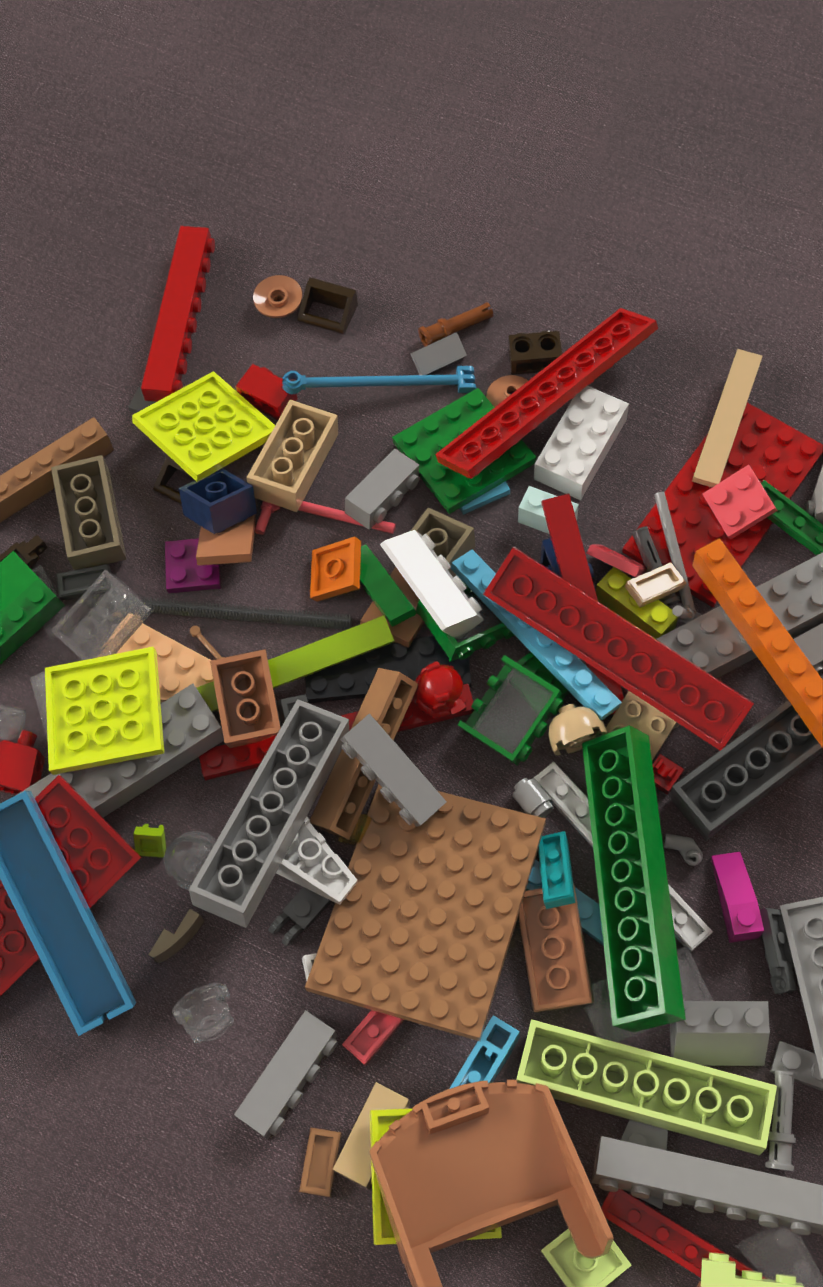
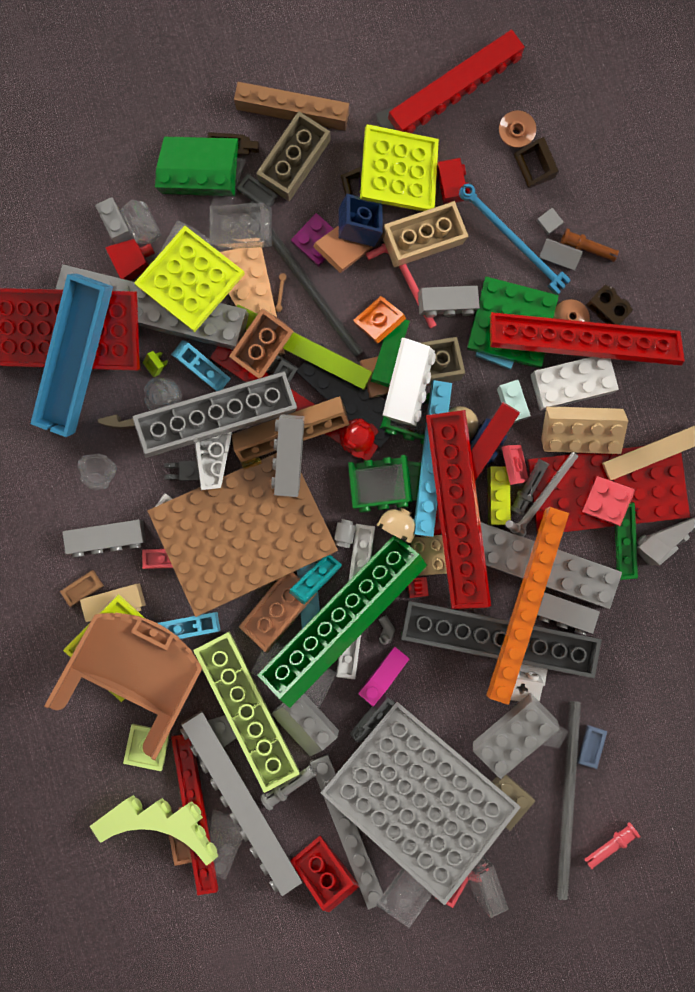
camera: 40 degrees right, 20 degrees up
(199, 792) = (200, 365): none -> medium azure slope
(396, 340) = (550, 221): none -> light grey tile
(641, 467) = (584, 430): none -> tan brick
(655, 584) = (516, 498): tan tile -> none

